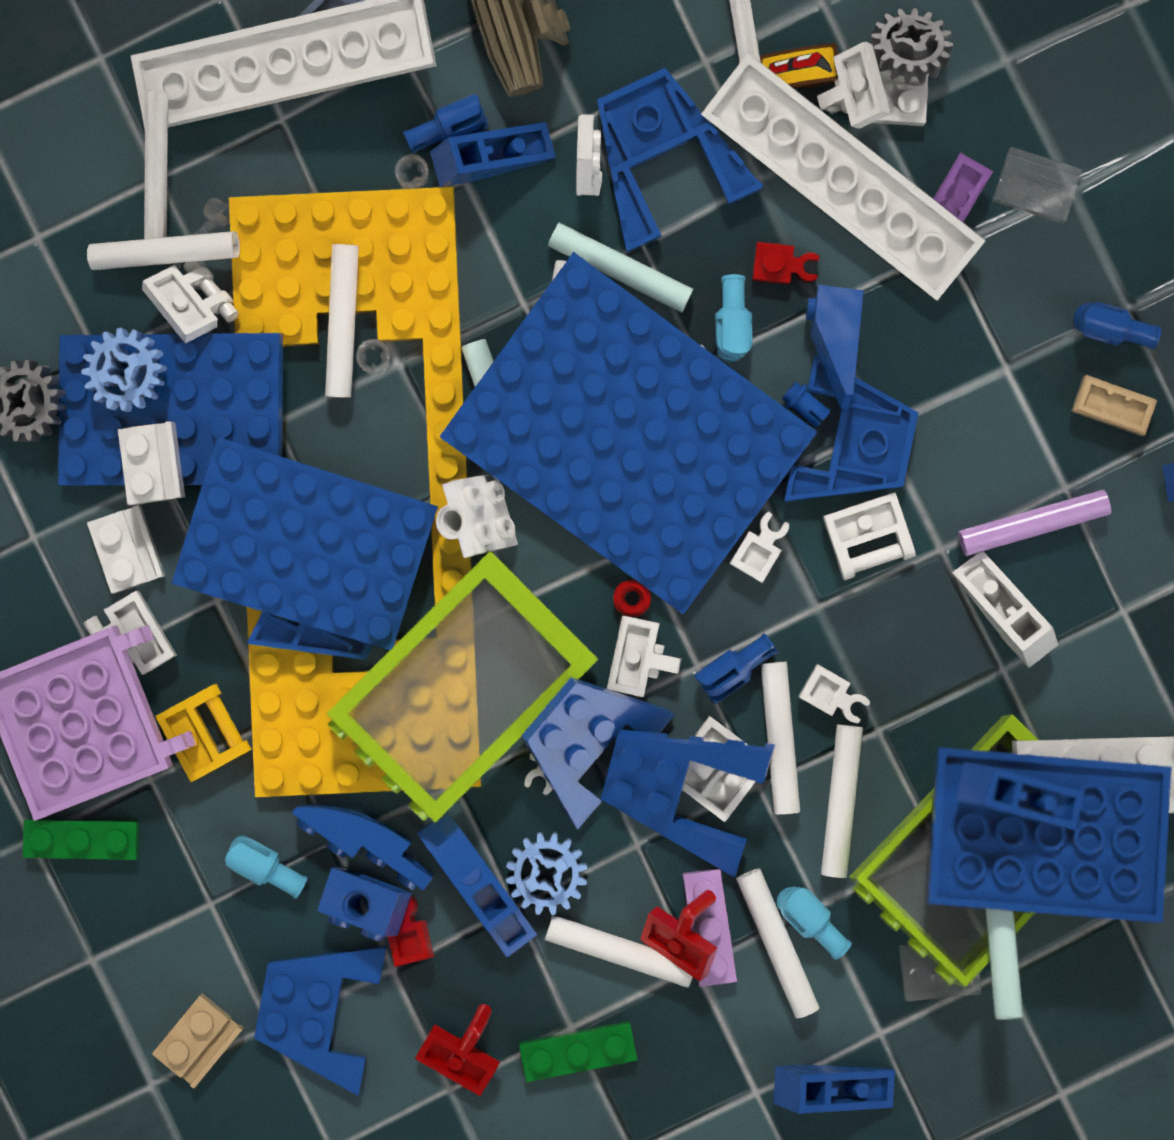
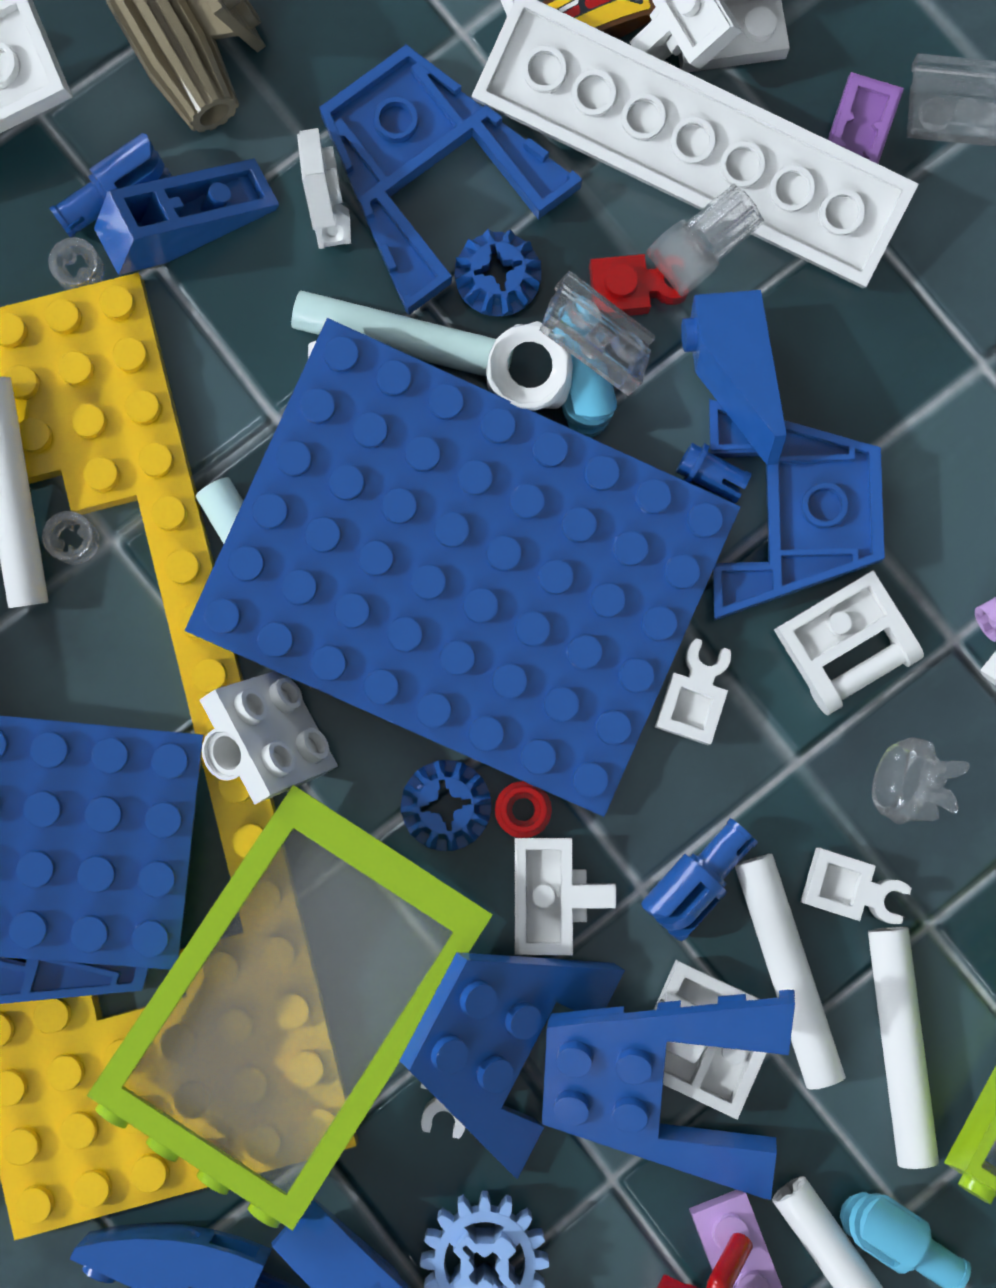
camera: 20 degrees left, 5 degrees down
(596, 573) = (429, 827): none -> blue gear
(680, 249) = (482, 291): none -> blue gear
(690, 328) = (548, 395): none -> white piece
(749, 296) = (598, 333): none -> clear plate
(826, 252) = (692, 249): none -> clear piece
(888, 636) = (912, 782): none -> clear piece

